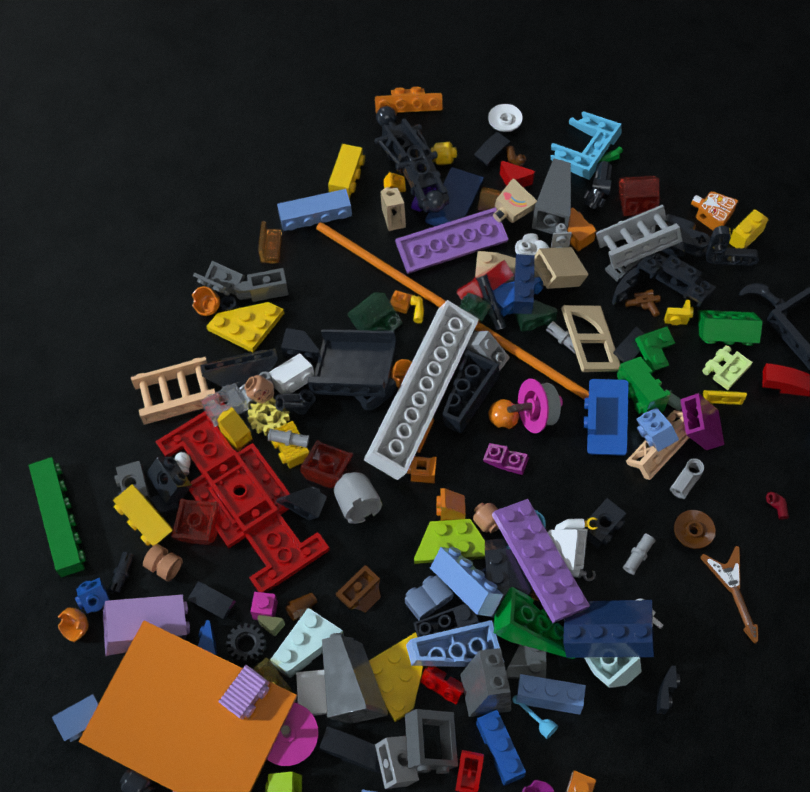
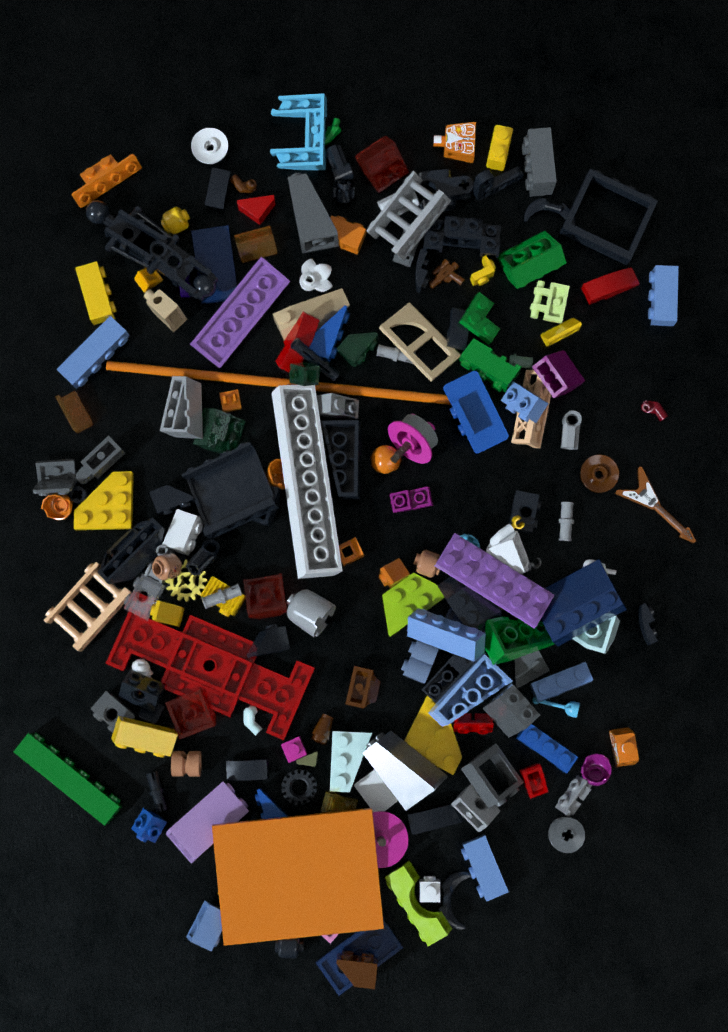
camera: 30 degrees left, 20 degrees up
(73, 624) = (149, 857): orange hair -> none
(245, 692) = (332, 834): lavender brick -> none
(246, 554) = (249, 719): none -> light aqua arm
(357, 283) = (183, 409): none -> light grey wedge
(419, 308) = (252, 399): yellow arm -> none
(513, 203) = (275, 244): tan torso -> none
(523, 284) = (335, 327): dark blue brick -> none
(559, 267) = (354, 288): tan brick -> none
(561, 237) = (340, 258): light grey hinge -> none
(778, 253) = (539, 162): none -> dark grey brick

